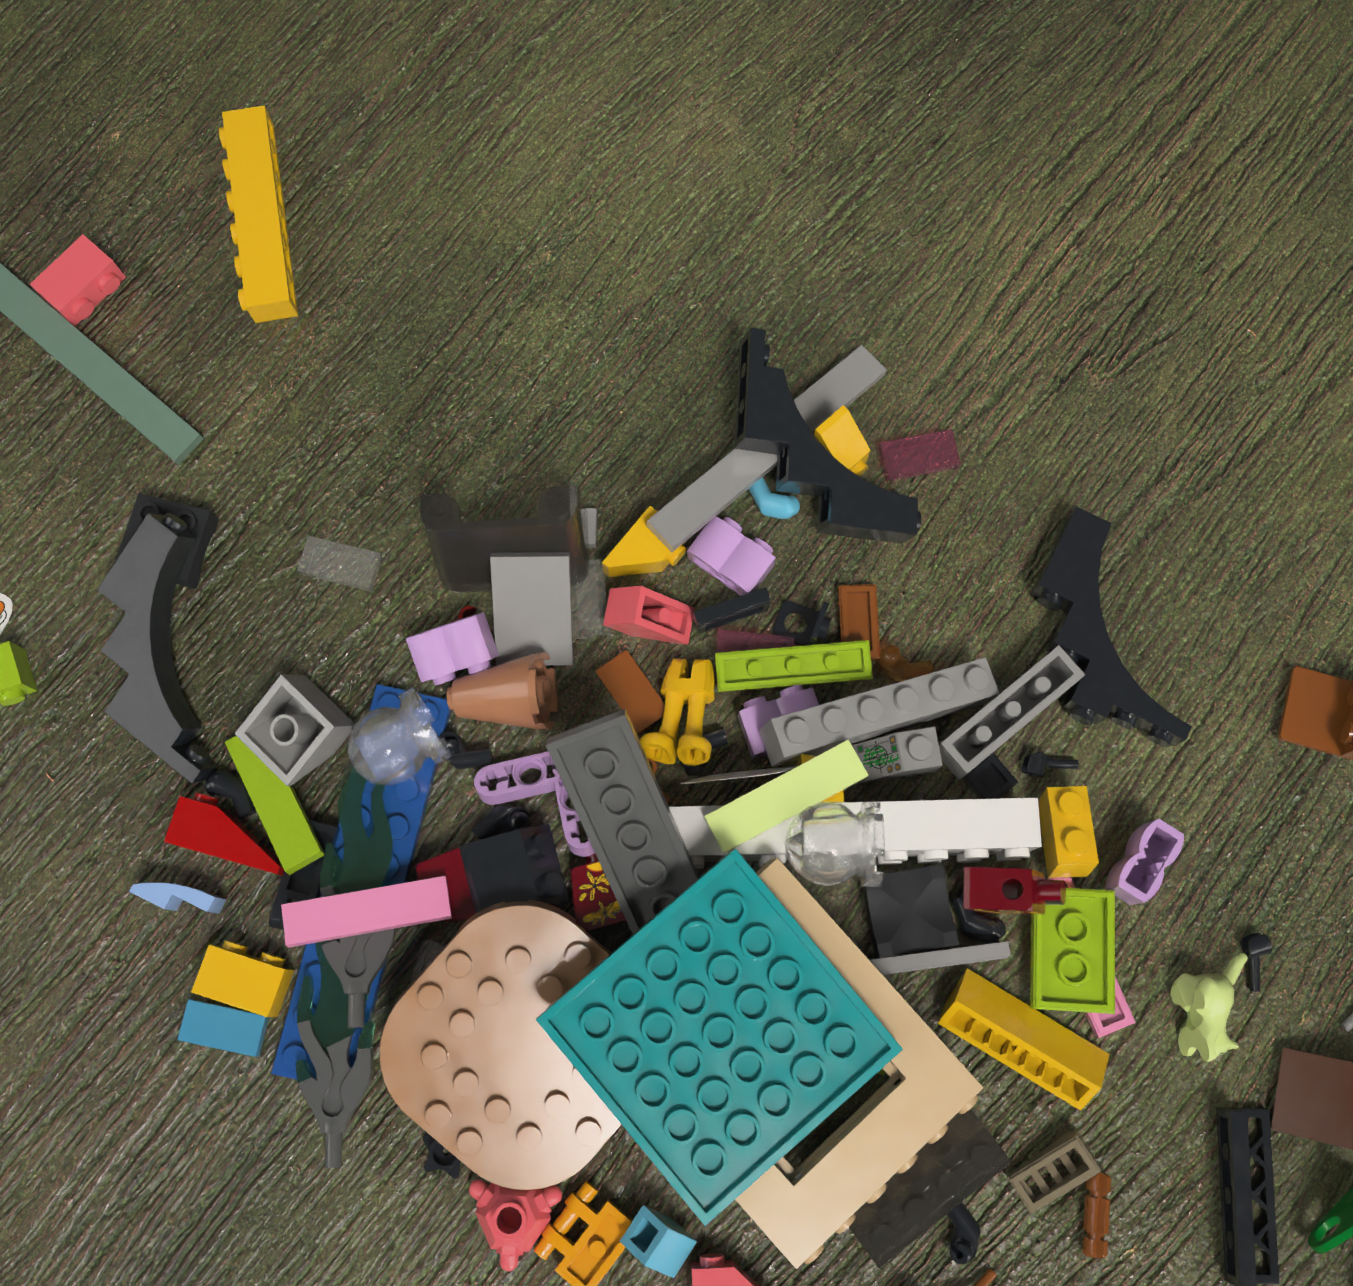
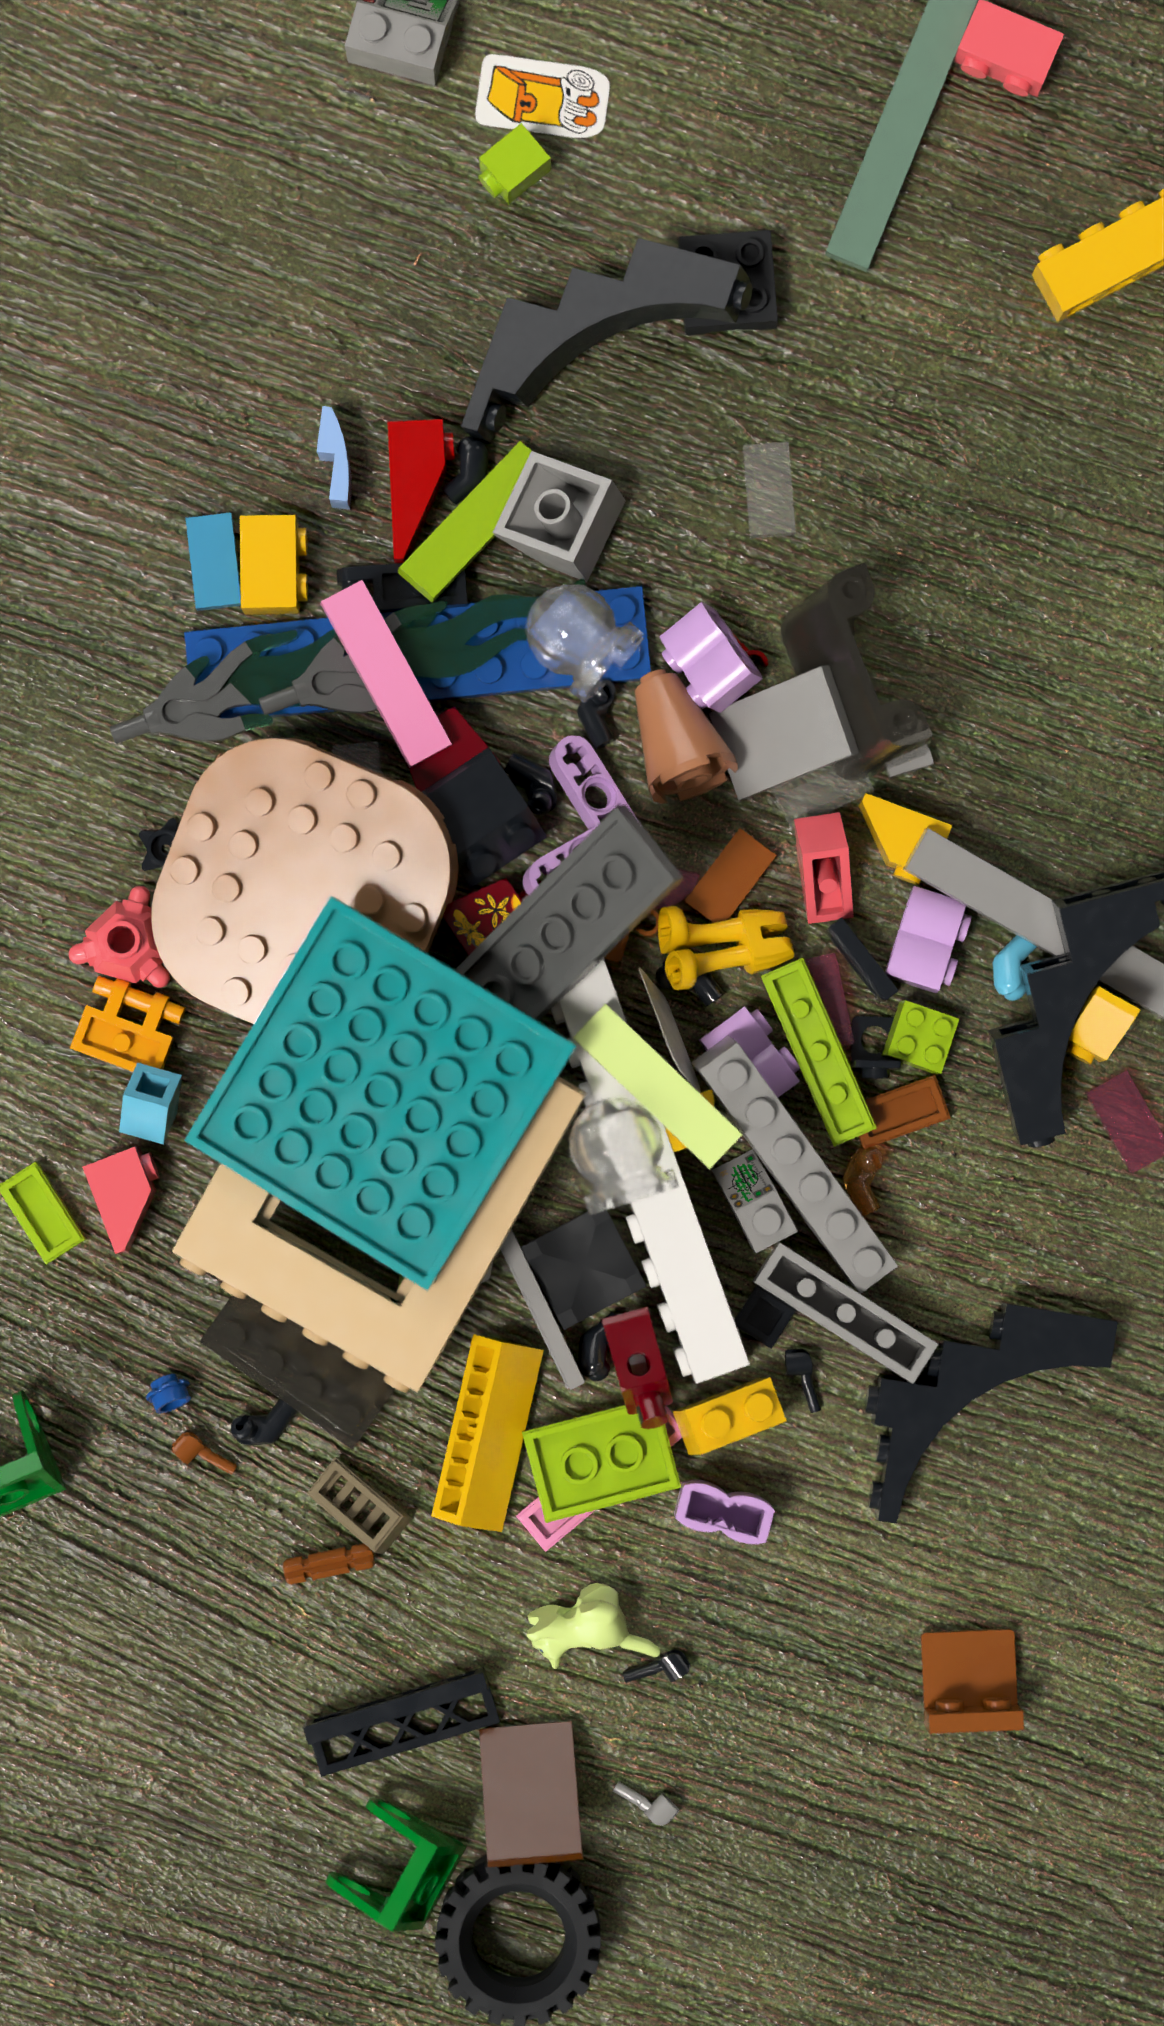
camera: 70 degrees right, 10 degrees up
(805, 586) = (920, 1037): none -> lime piece

